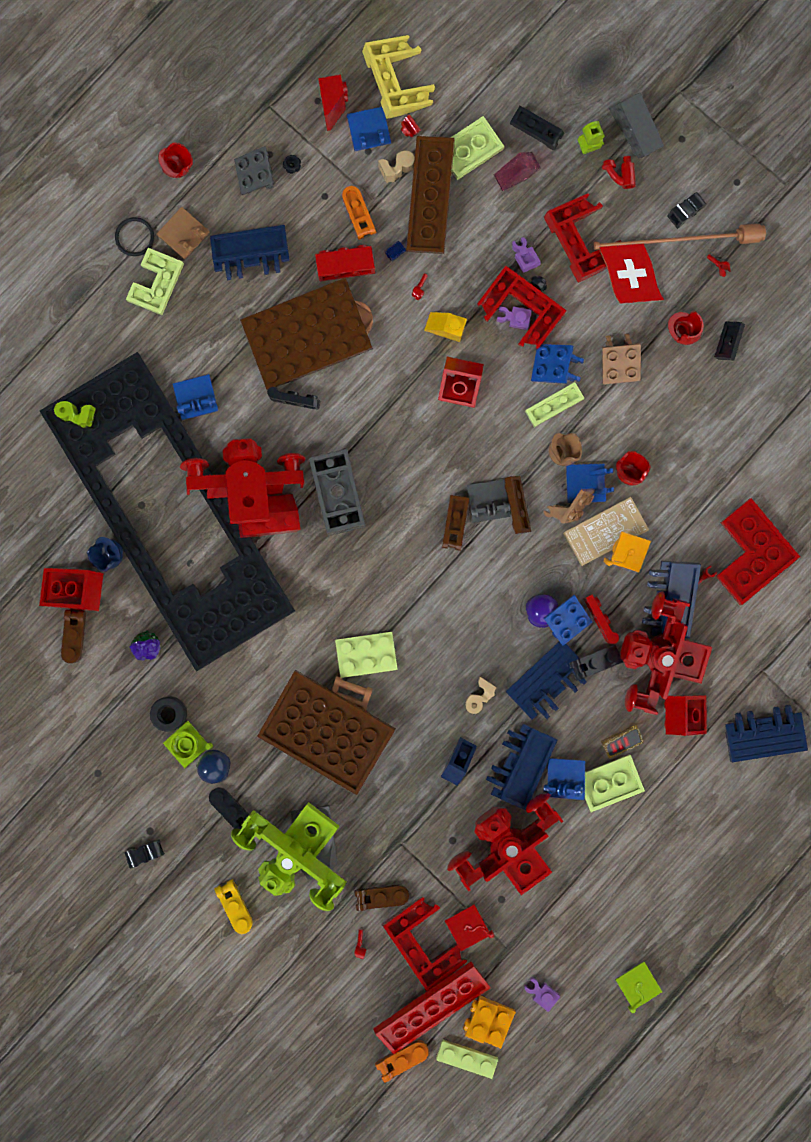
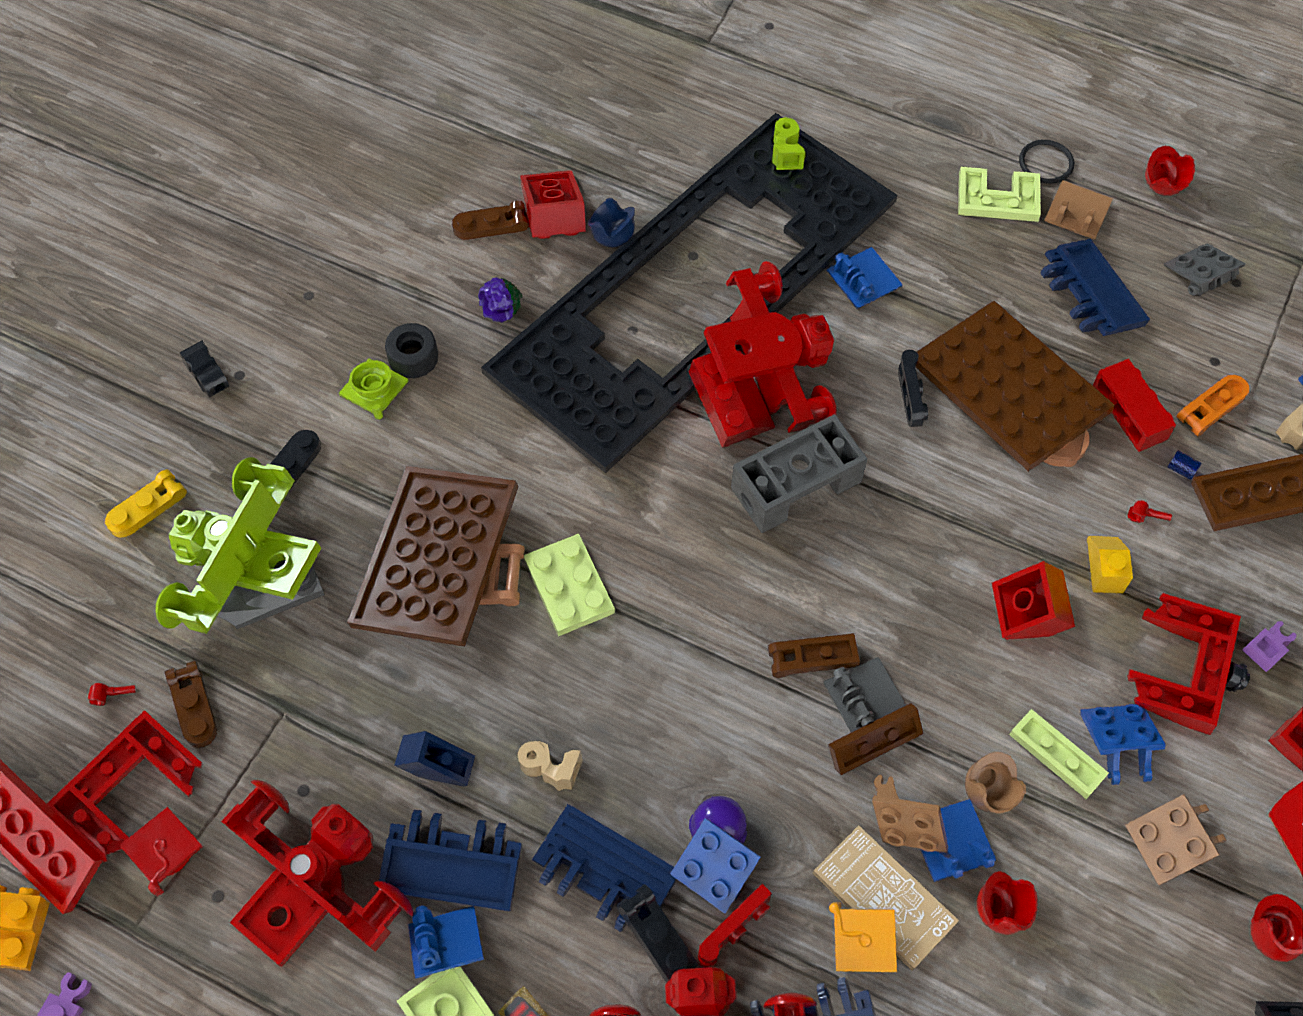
camera: 75 degrees right, 25 degrees down
(213, 766) = (348, 423): dark blue helmet -> none
(292, 159) = (1238, 307): black plate -> none
(518, 317) = (1168, 662): medium lavender plate -> none

